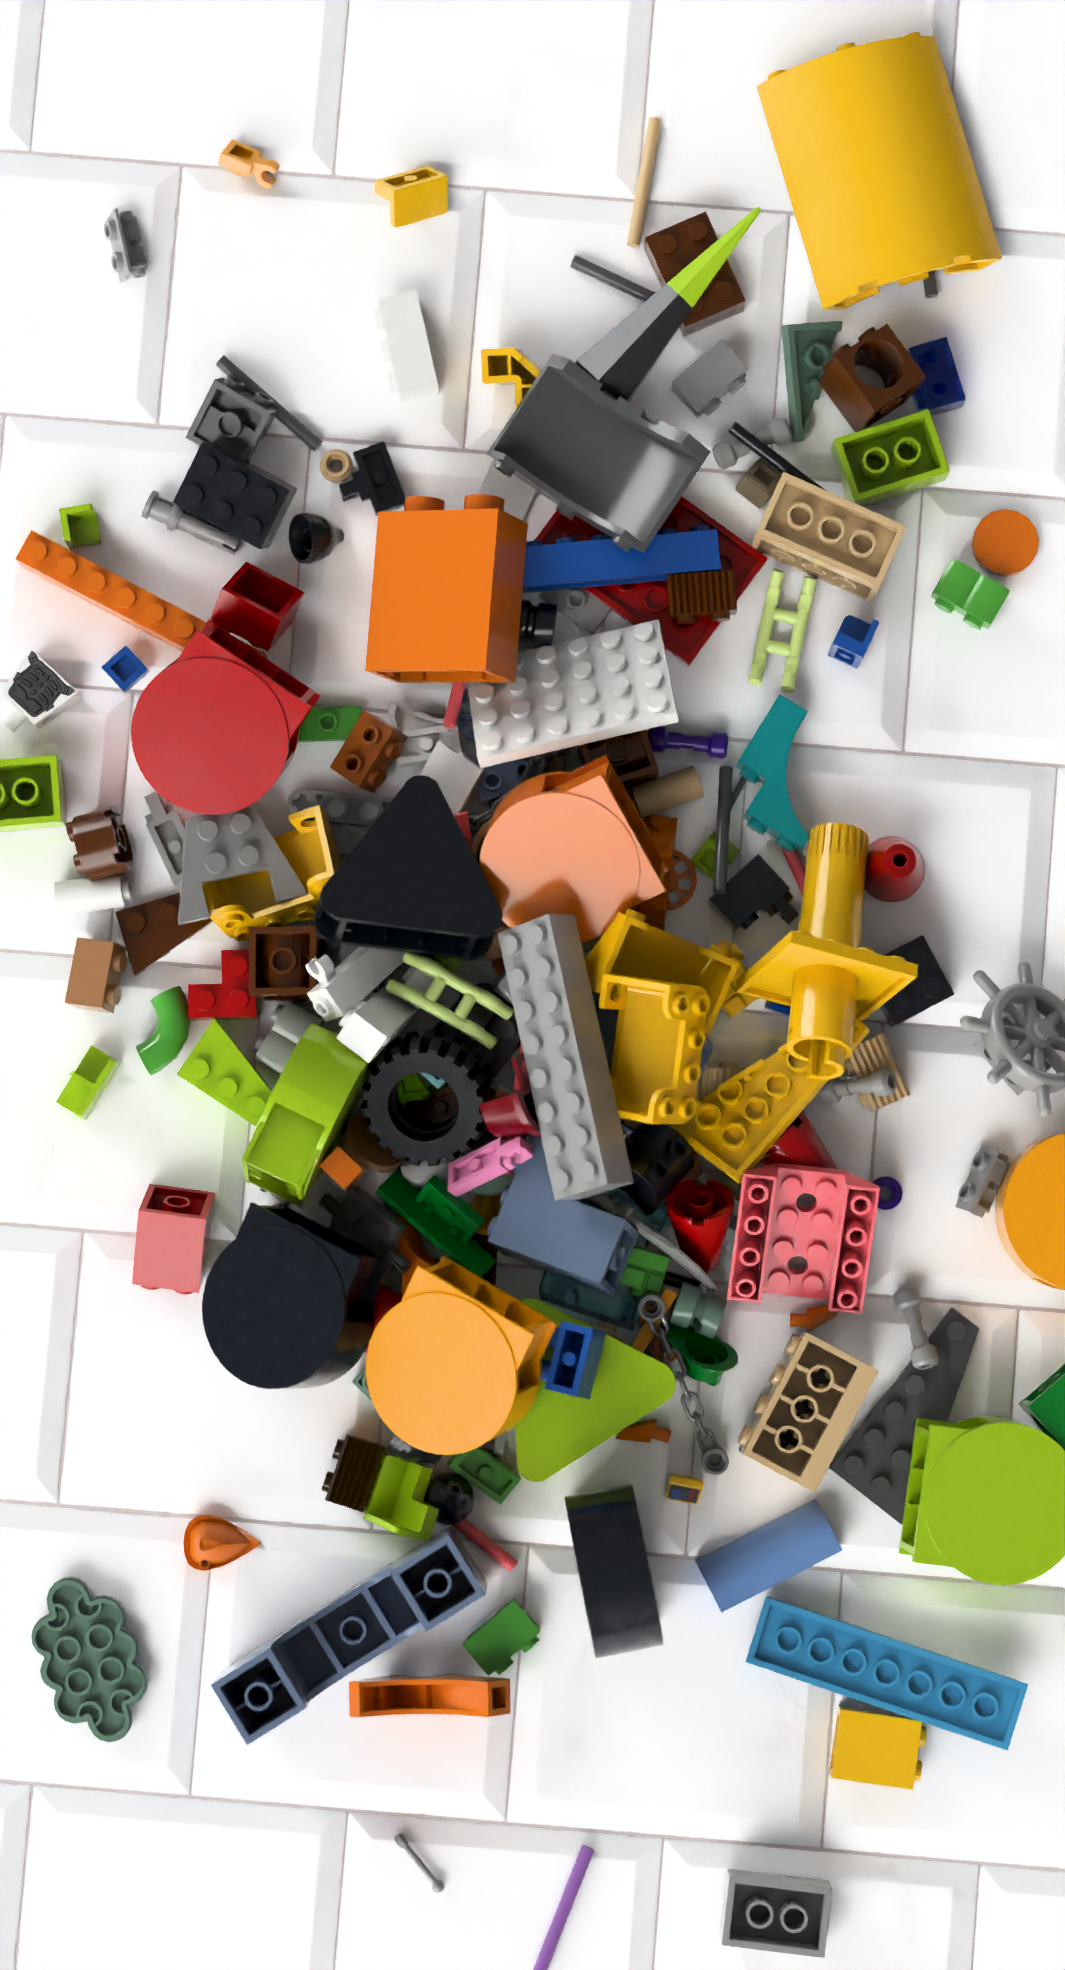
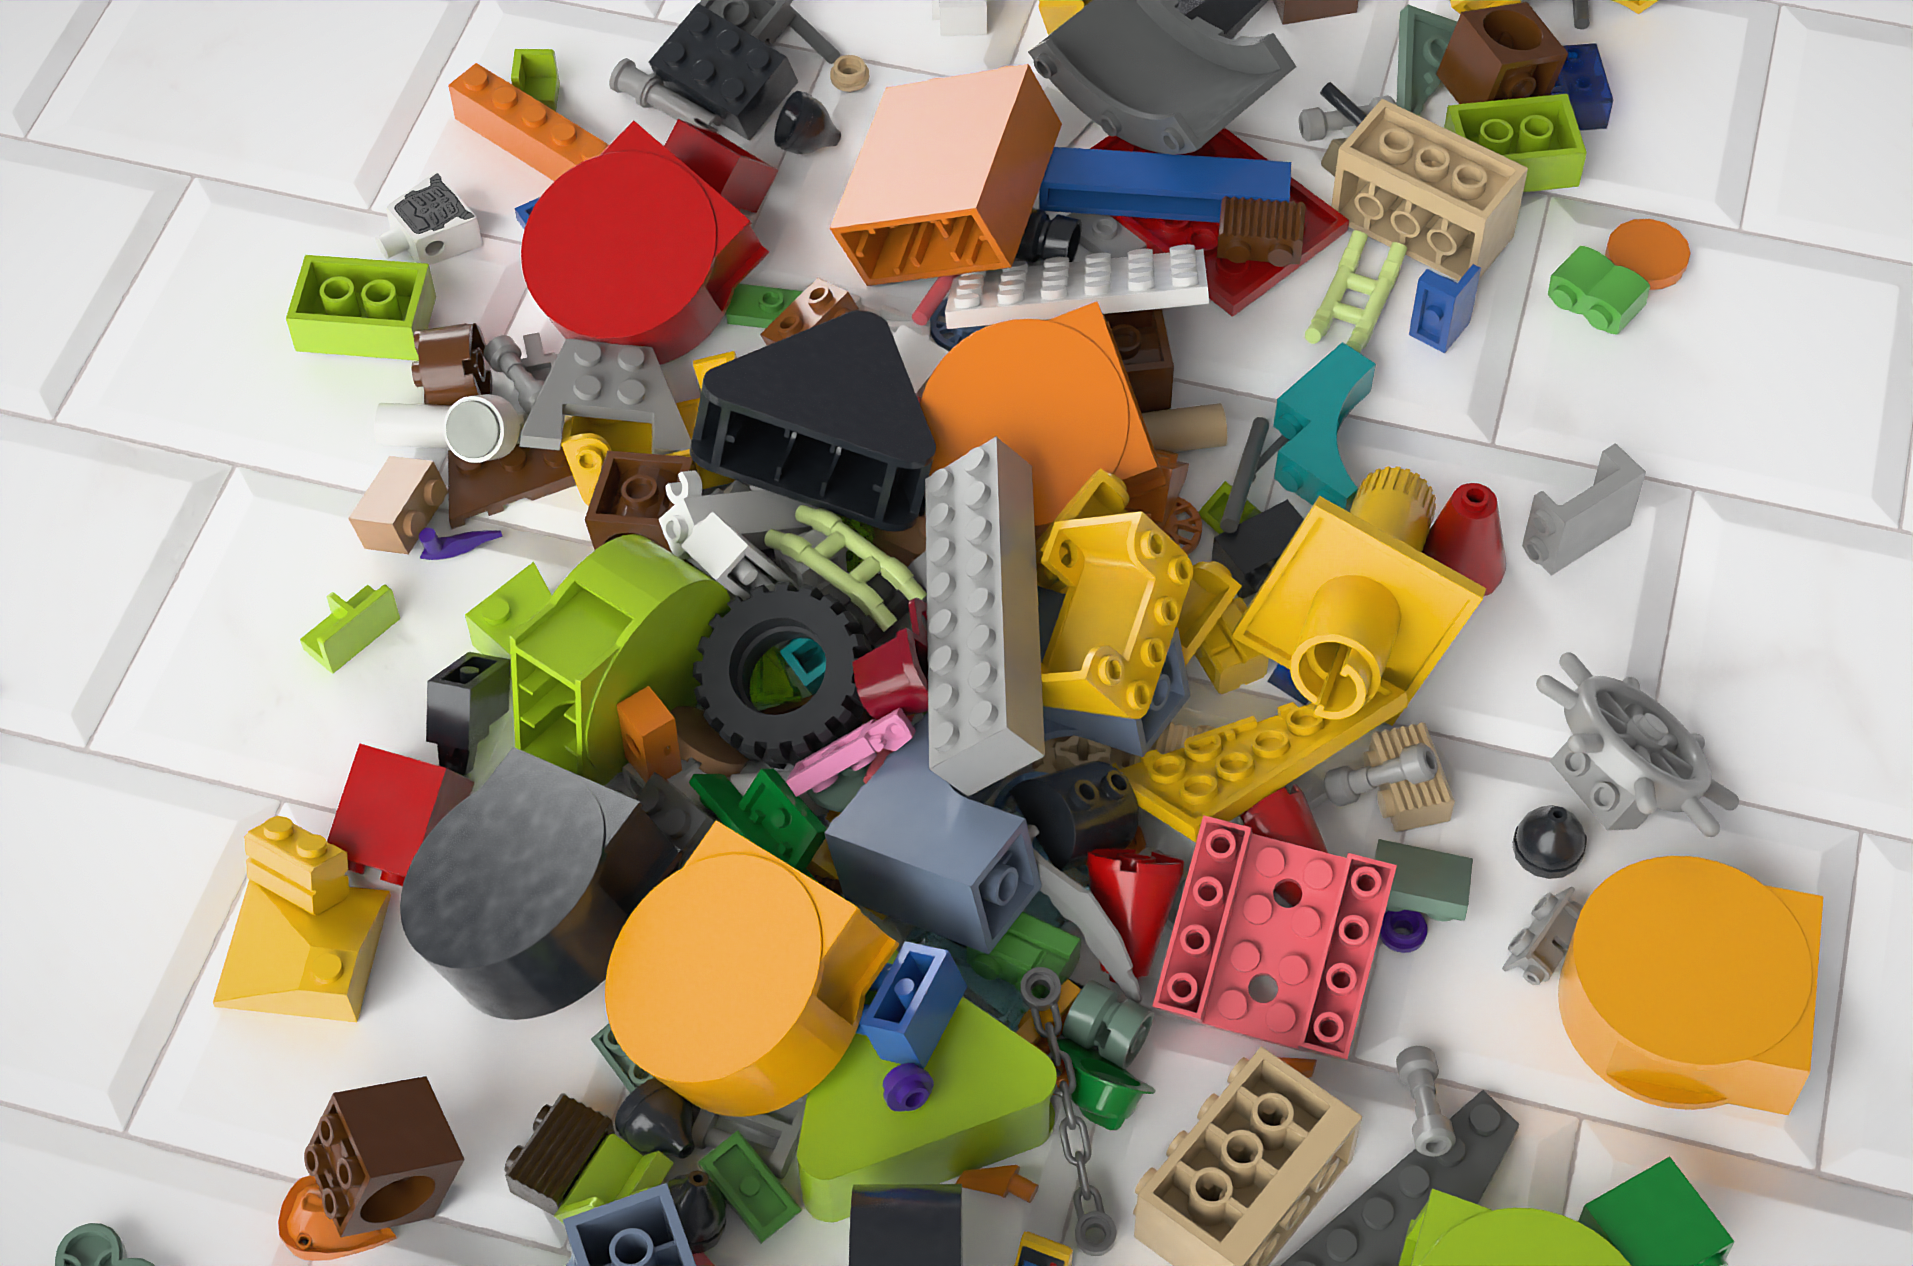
camera: 10 degrees right, 30 degrees down
(116, 1297) = (297, 864): none -> yellow brick
(134, 1347) = (299, 960): none -> yellow slope
(136, 823) = (505, 357): none -> light grey piece
(145, 904) = (482, 427): none -> piece
(145, 992) = (454, 545): none -> dark purple bar
(170, 1032) = (477, 578): bright green cylinder -> none
(198, 1145) = (463, 706): none -> black hinge
(228, 999) = (552, 548): red brick -> none
(244, 1509) = (383, 1156): none -> reddish brown brick
(374, 480) = (886, 72): black hinge -> none
(581, 1414) = (907, 1087): none -> dark purple plate
(710, 379) = (1317, 49): light grey brick -> none
(714, 744) = (1250, 394): dark purple piece -> none
(895, 1158) = (1427, 880): none -> sand green tile
(924, 991) = (1475, 682): black brick -> none
(978, 1103) = (1549, 842): none -> black helmet
(1003, 802) = (1568, 531): none -> light grey panel

